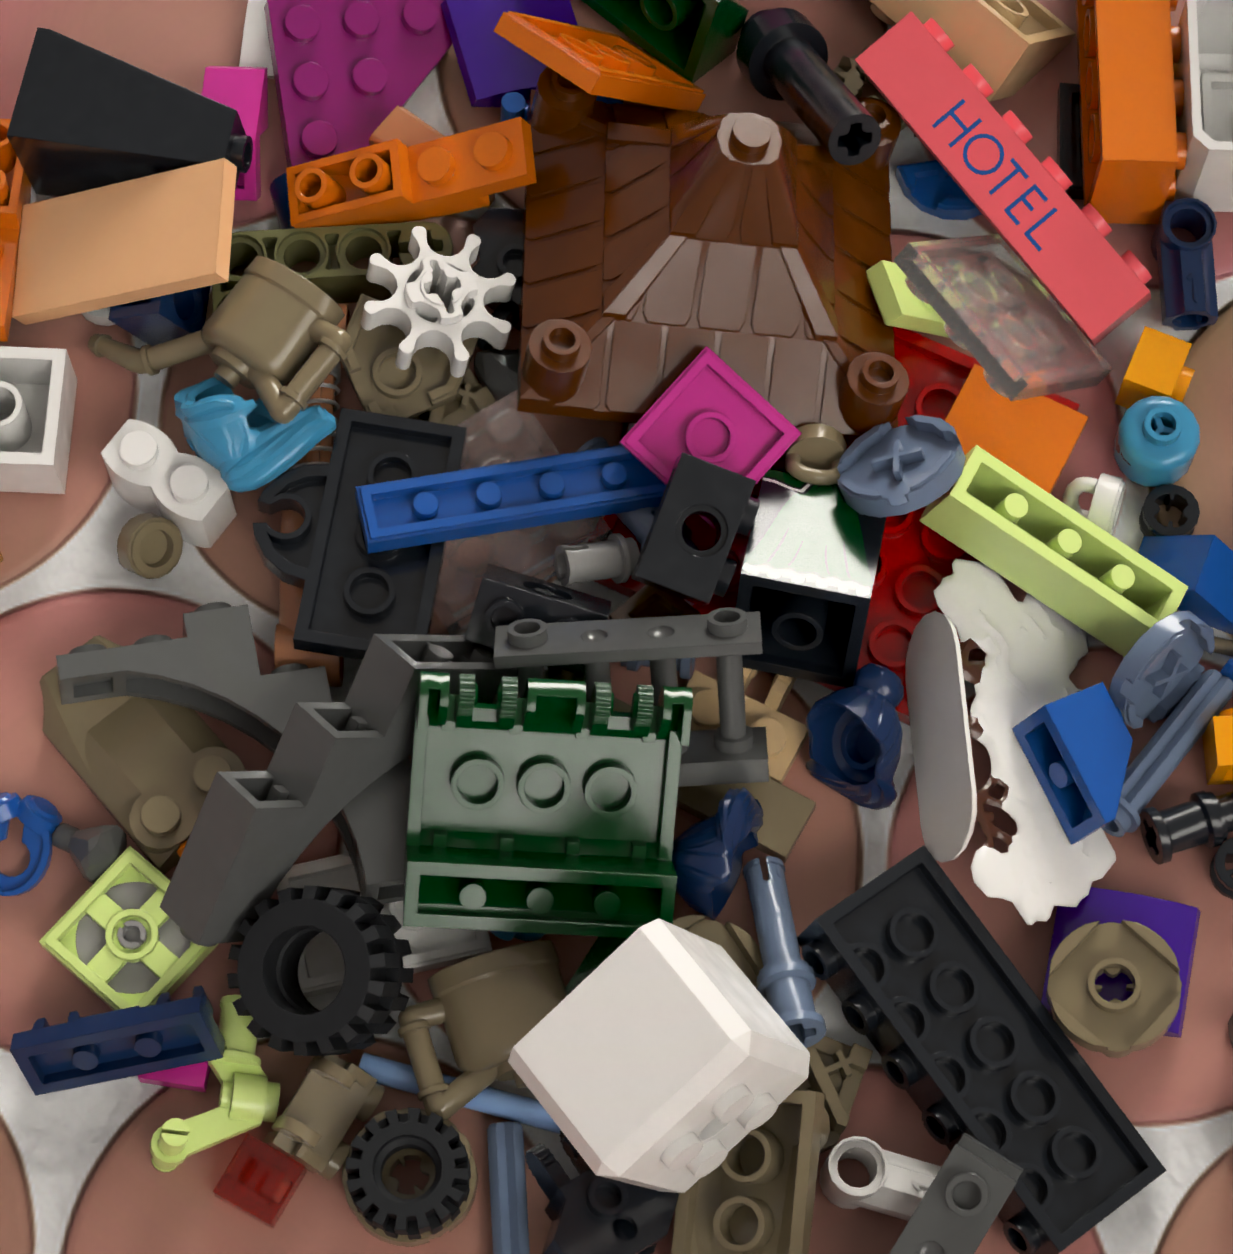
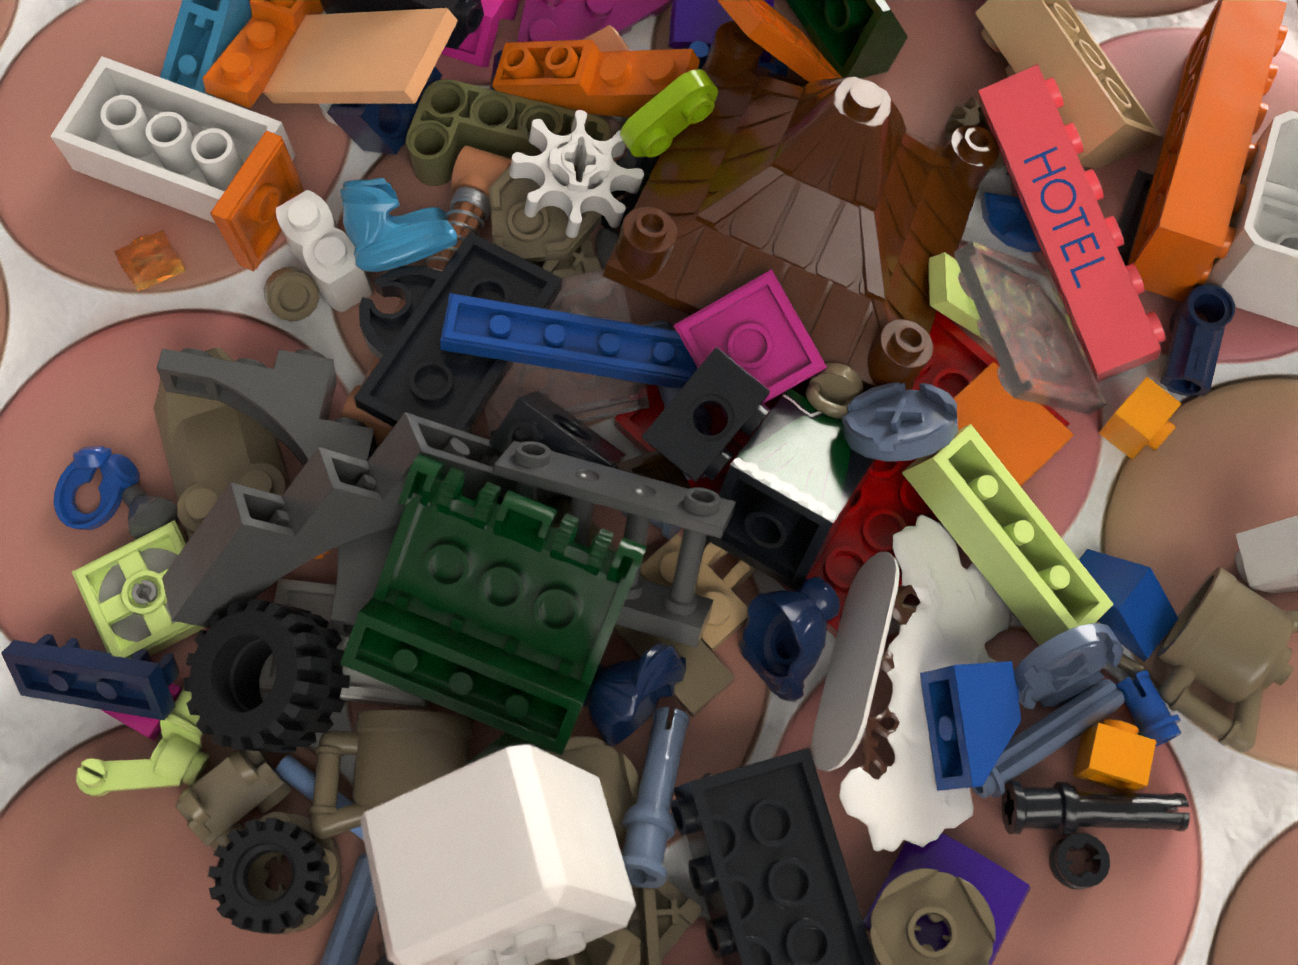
camera: 20 degrees right, 0 degrees up
(75, 451) = (250, 202): none -> orange tile
(256, 339) = (432, 158): dark tan piece -> none
(260, 1181) = (159, 833): clear red tile -> none
(538, 182) = (668, 113): none -> lime plate
(597, 560) = (623, 416): light grey pin -> none
(788, 63) = (926, 86): black piece -> none
(1106, 500) = (1066, 508): white tile -> none
(1156, 441) = (1125, 473): dark azure head -> none
(1169, 496) = (1119, 523): black bush -> none

